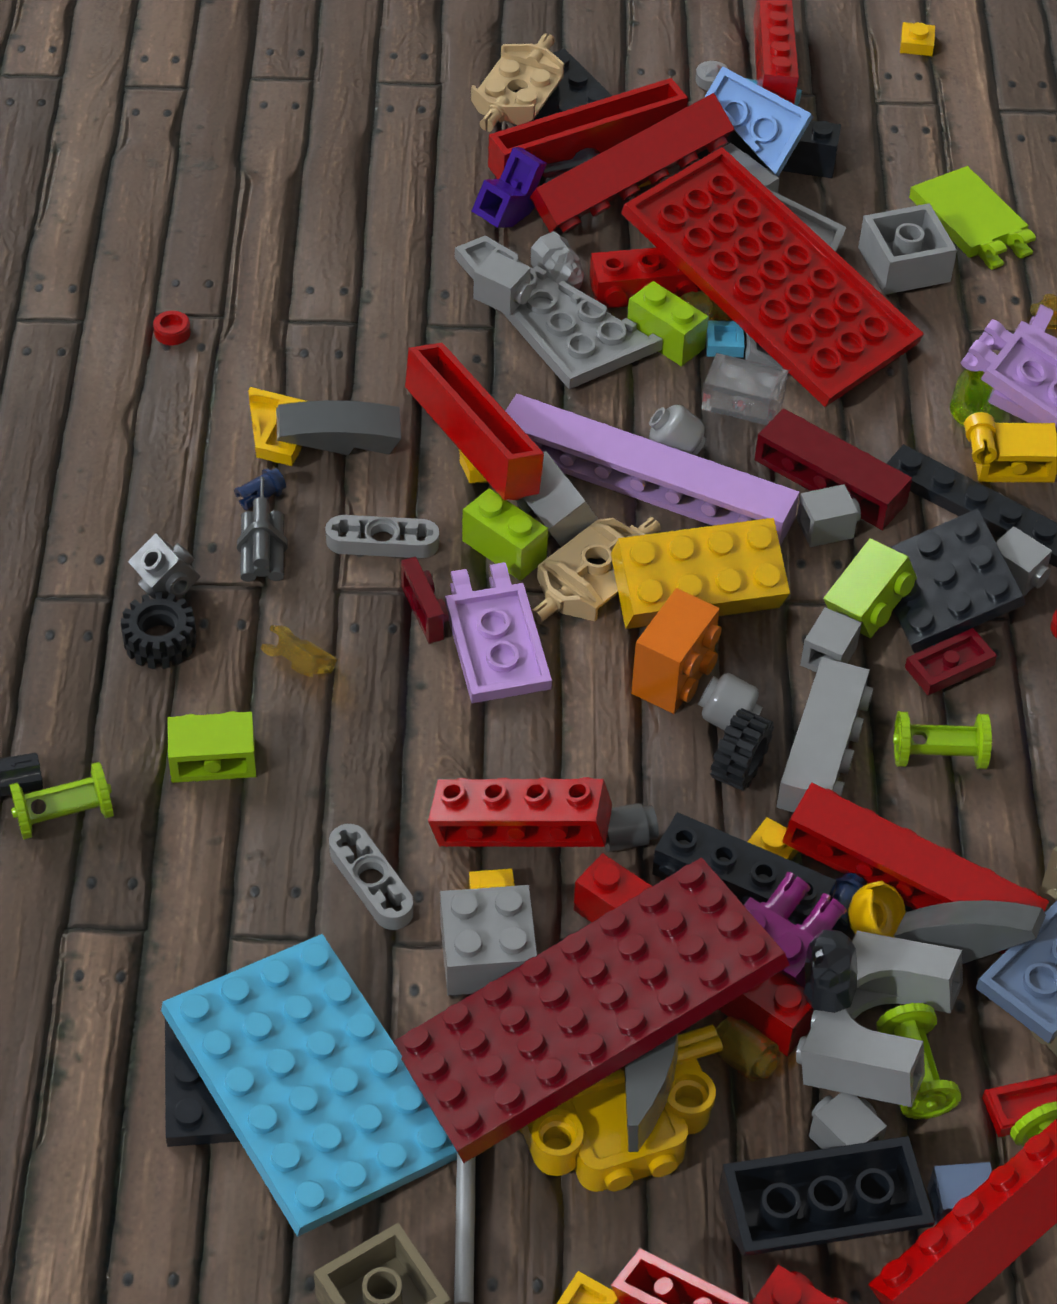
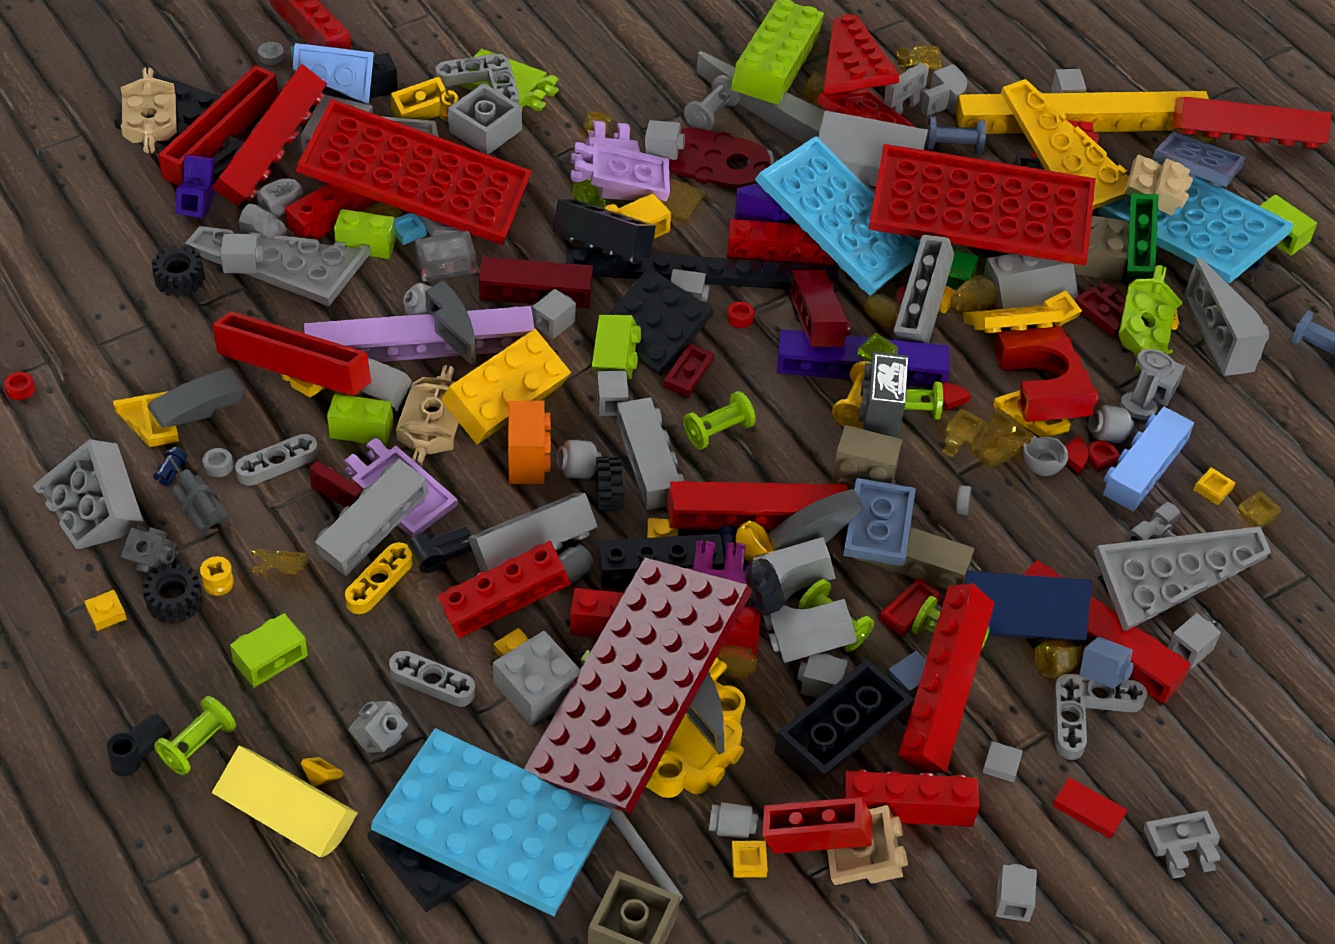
camera: 35 degrees left, 0 degrees up
(78, 614) = (105, 610): none -> yellow plate
(101, 929) = (284, 802): none -> light yellow brick
(152, 479) = (91, 495): none -> light grey wedge
(168, 914) = (320, 771): none -> yellow slope
(212, 642) = (222, 580): none -> yellow wheel
(249, 896) = (378, 726): none -> light grey brick
(316, 508) = (217, 462): none -> light grey tile
(388, 742) = (376, 591): none -> yellow beam
(423, 289) = (181, 281): none -> black tyre
(432, 651) = (371, 516): none -> light grey brick
(478, 726) = (432, 551): none -> black piece
(598, 1245) = (733, 820): none -> light grey brick
(599, 236) = (278, 195): none -> light grey rock
(624, 762) = (556, 522): none -> light grey brick
(684, 464) = (451, 320): none -> dark grey slope
(843, 196) = (423, 101): none -> yellow hinge
(955, 439) = (604, 229): none -> black brick
(965, 198) = (490, 67): none -> light grey beam

